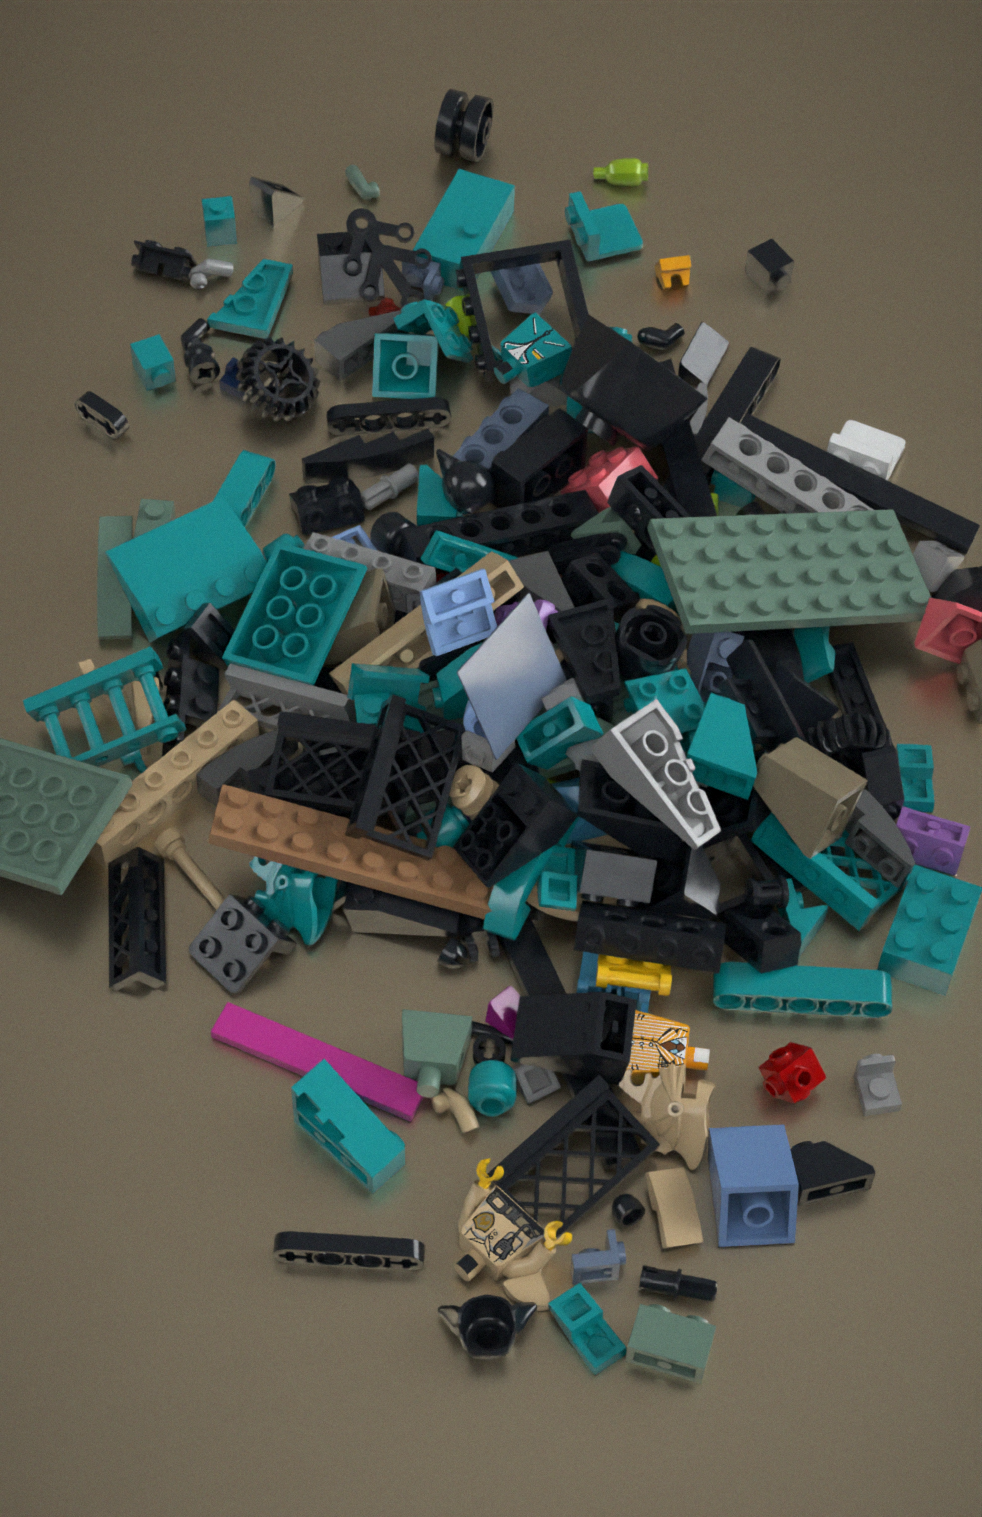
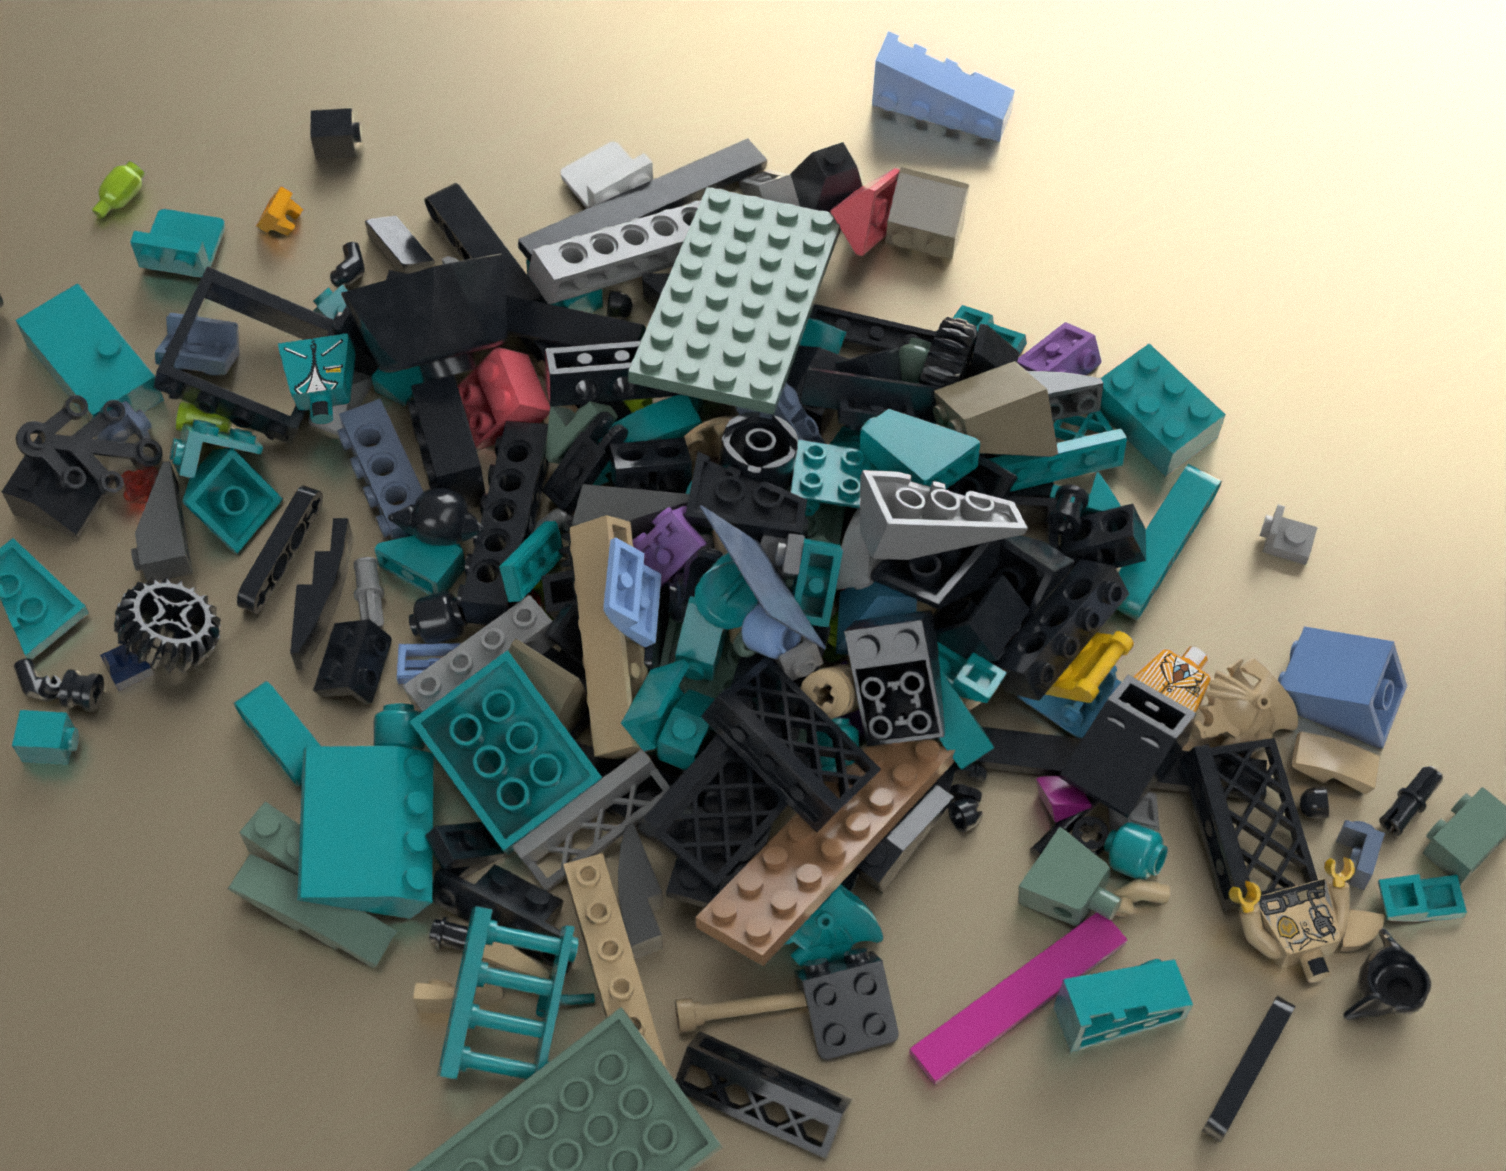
camera: 60 degrees left, 5 degrees up
(102, 415) = (78, 823): black beam -> none
(791, 1072) = (1250, 593): red brick -> none
(828, 1172) = (1360, 613): black slope -> none

